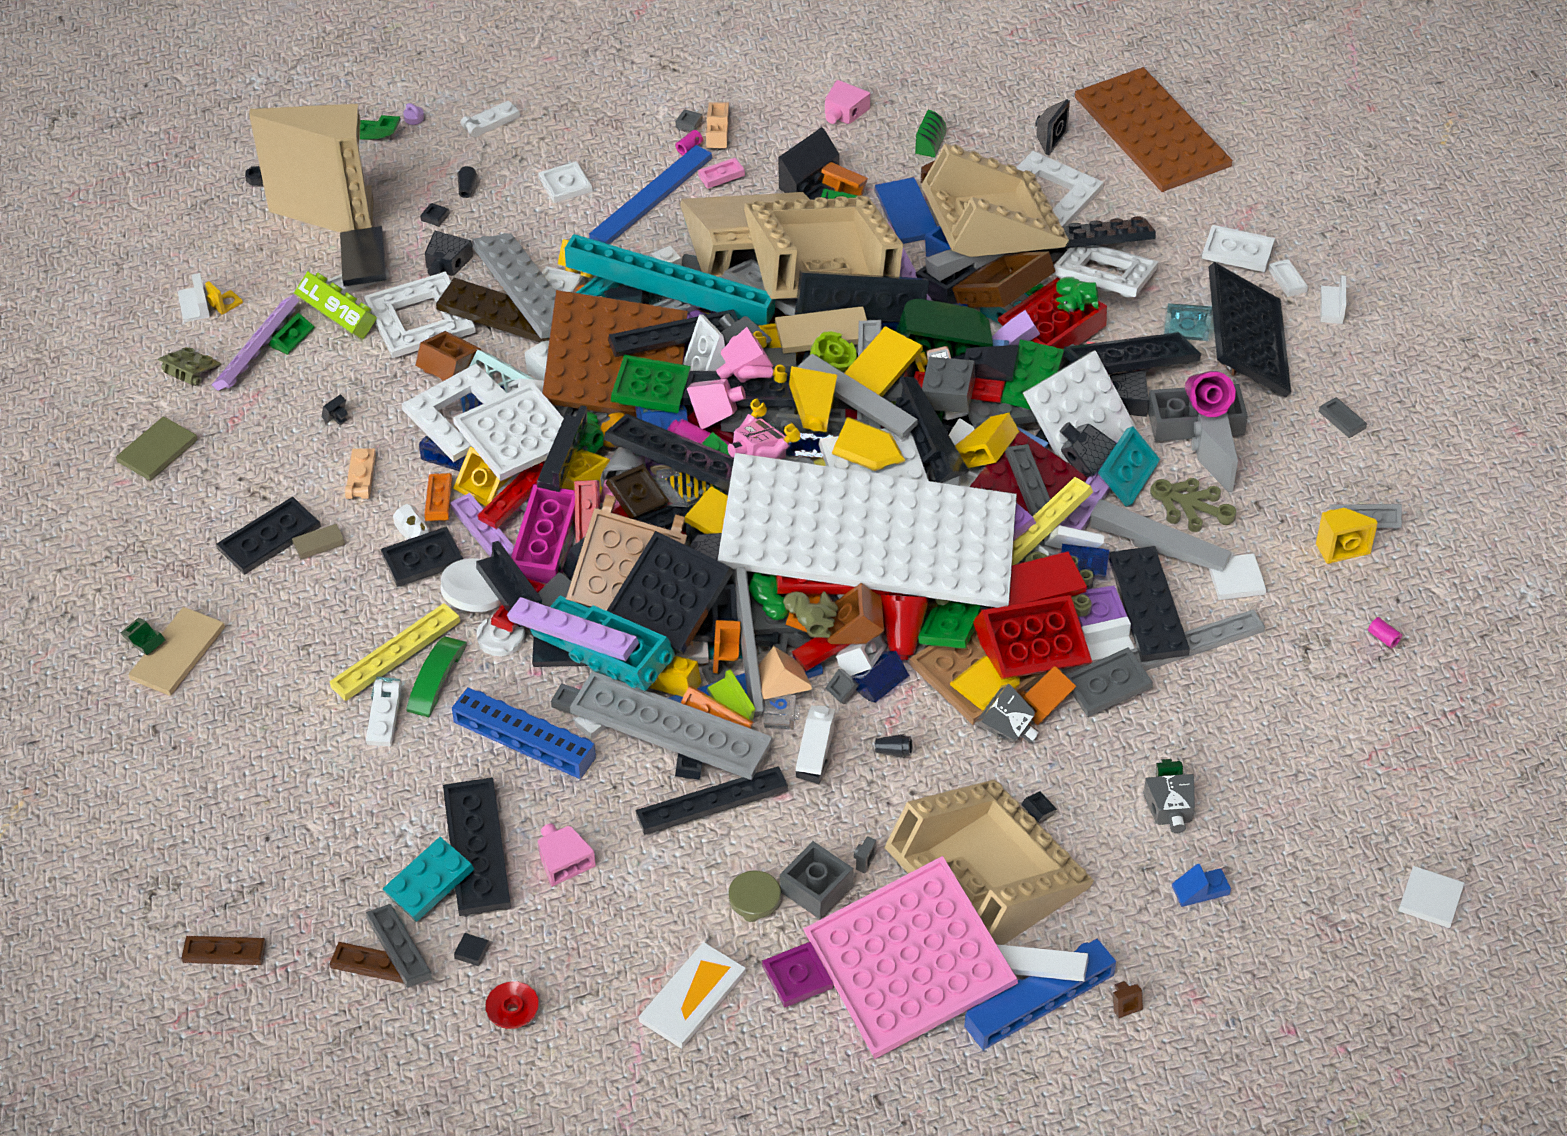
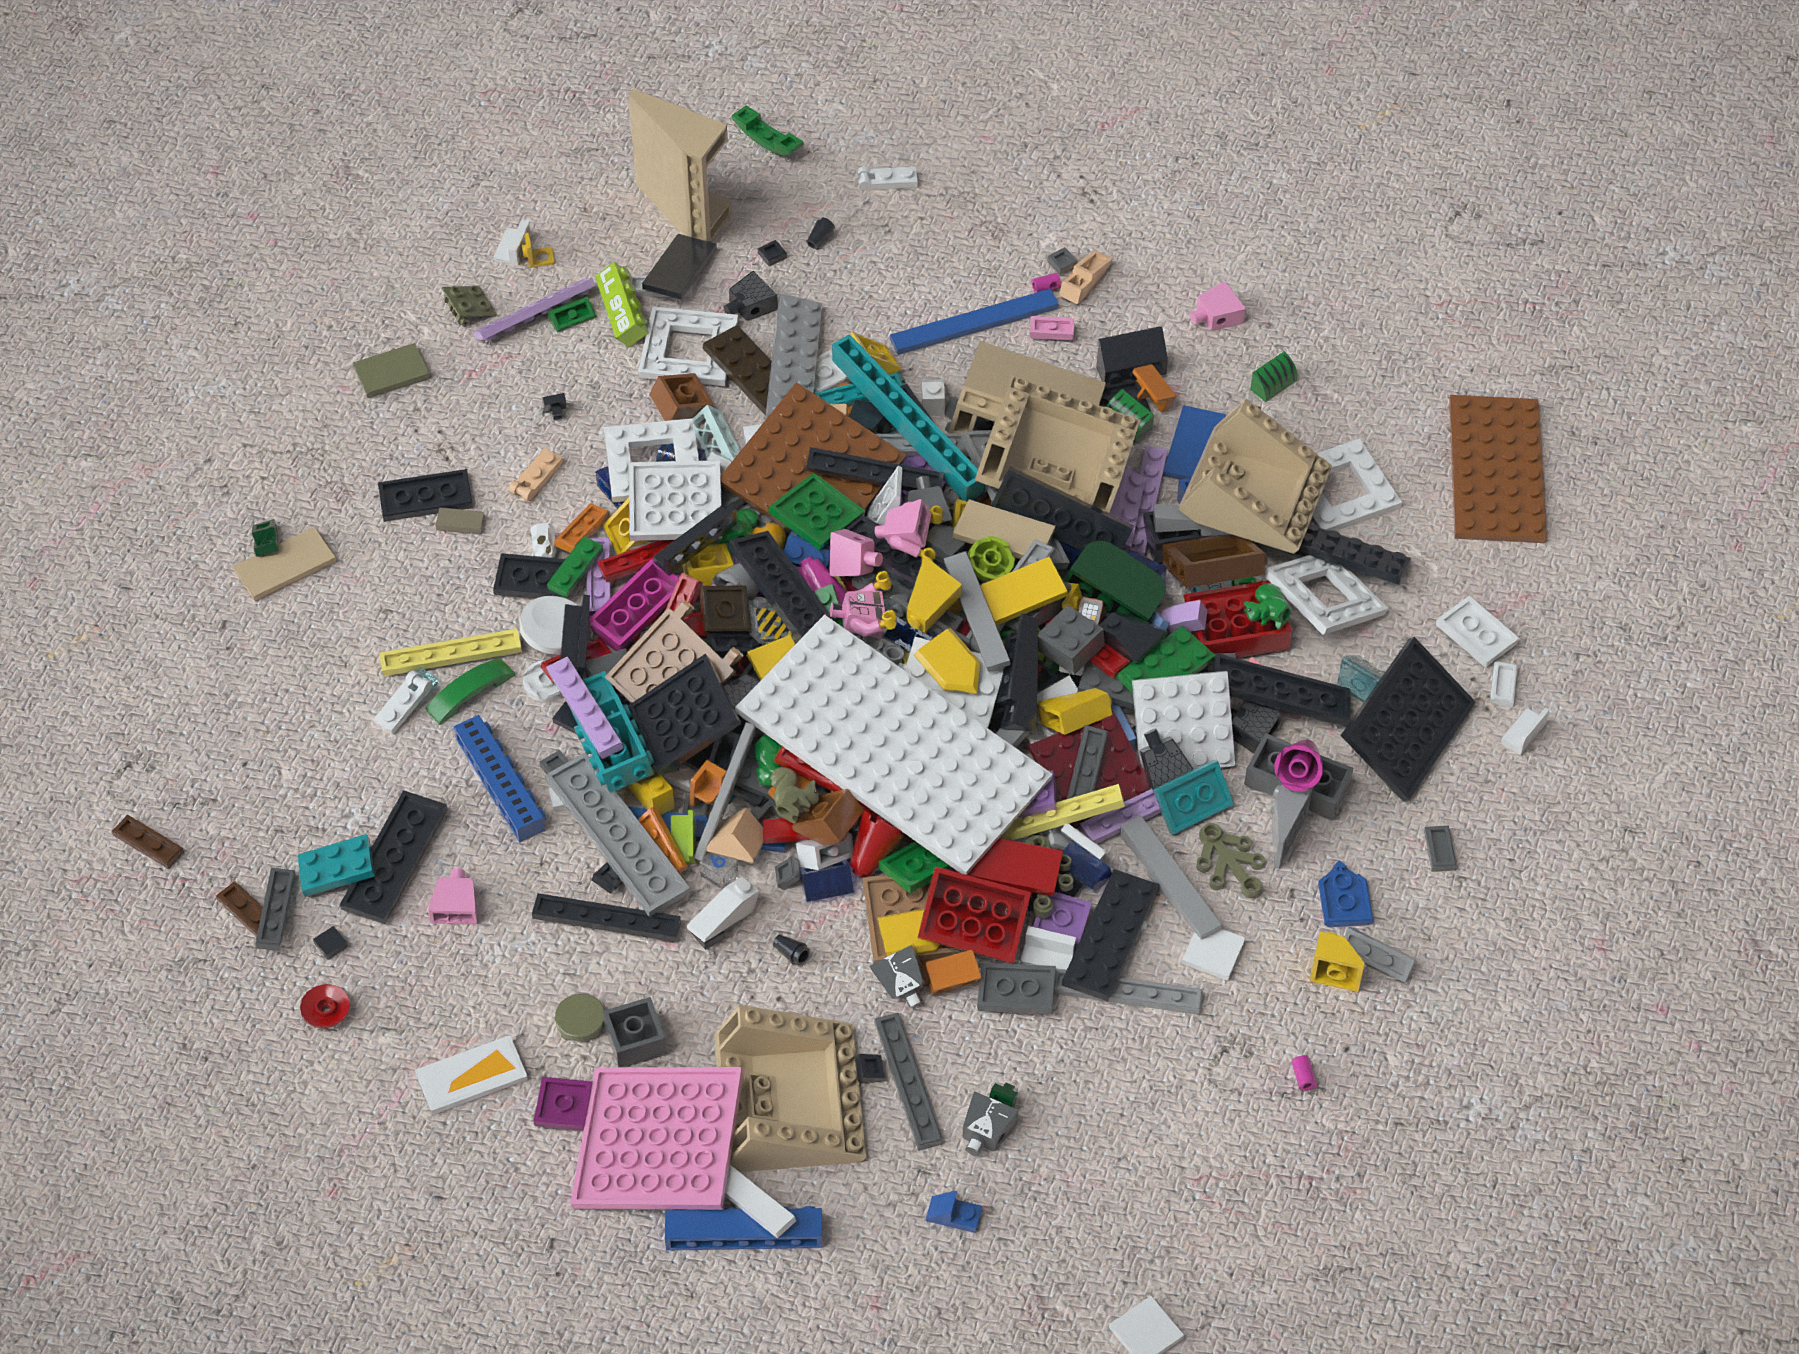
camera: 30 degrees right, 5 degrees up
(412, 114) = (823, 143): lavender tile -> none
(459, 529) = (575, 567): none -> green plate
(565, 182) = (908, 272): white tile -> none
(865, 854) = (693, 1031): dark grey plate -> none
(1053, 125) = (1395, 423): black slope -> none
(1077, 802) = (908, 1081): none -> dark grey tile
(1127, 999) = (810, 1273): reddish brown tile -> none
(1303, 488) = (1344, 898): none -> blue tile

